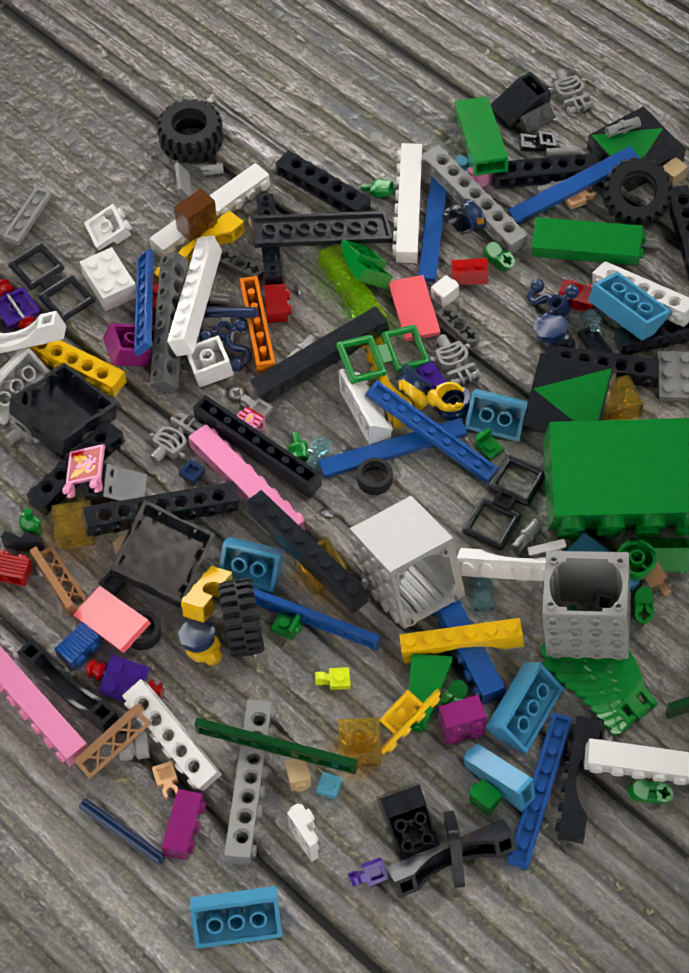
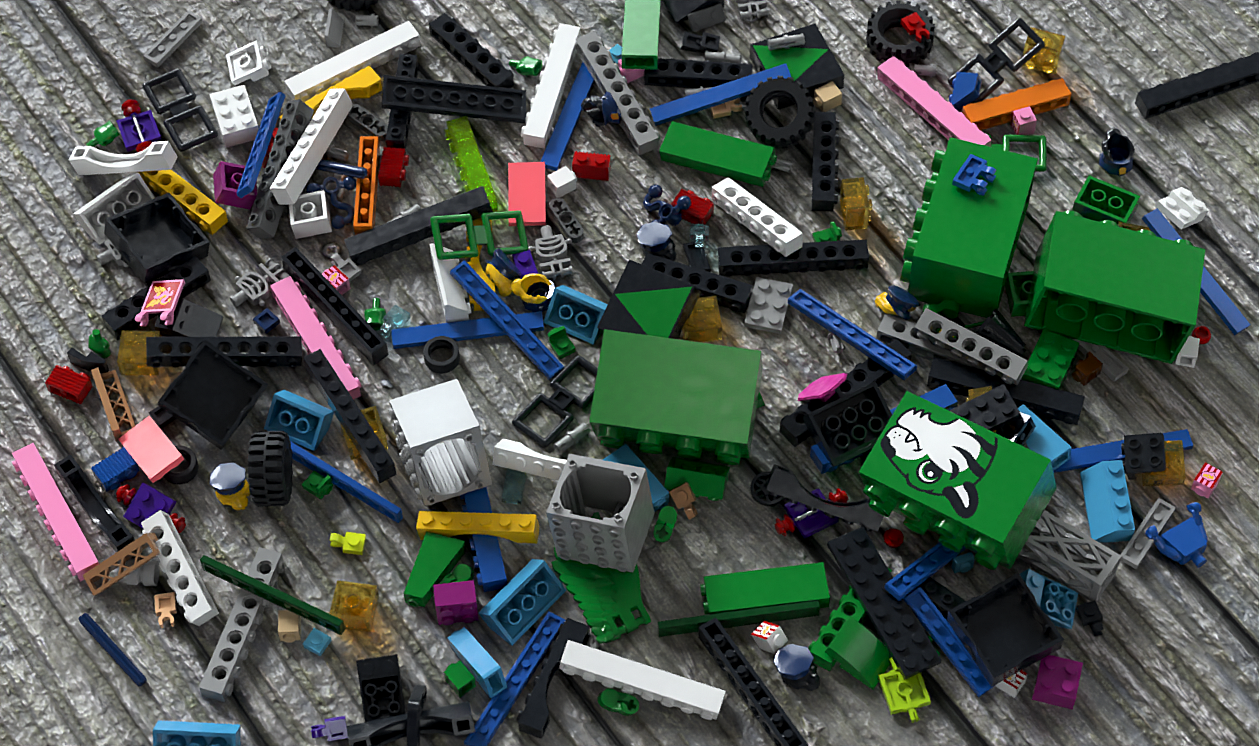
camera: 10 degrees right, 0 degrees up
(183, 824) = (170, 653): magenta brick -> none
(195, 215) = (332, 65): reddish brown brick -> none
(199, 601) = (236, 446): yellow arch -> none
(302, 827) = (279, 674): white plate -> none
(366, 264) = (489, 142): green slope -> none
(404, 714) = (401, 585): yellow bracket -> none
(501, 258) = (623, 153): green piece -> none
(540, 550) = (592, 452): white wing -> none
(629, 305) = (735, 226): dark azure slope -> none
(641, 558) = (664, 478): green cylinder -> none

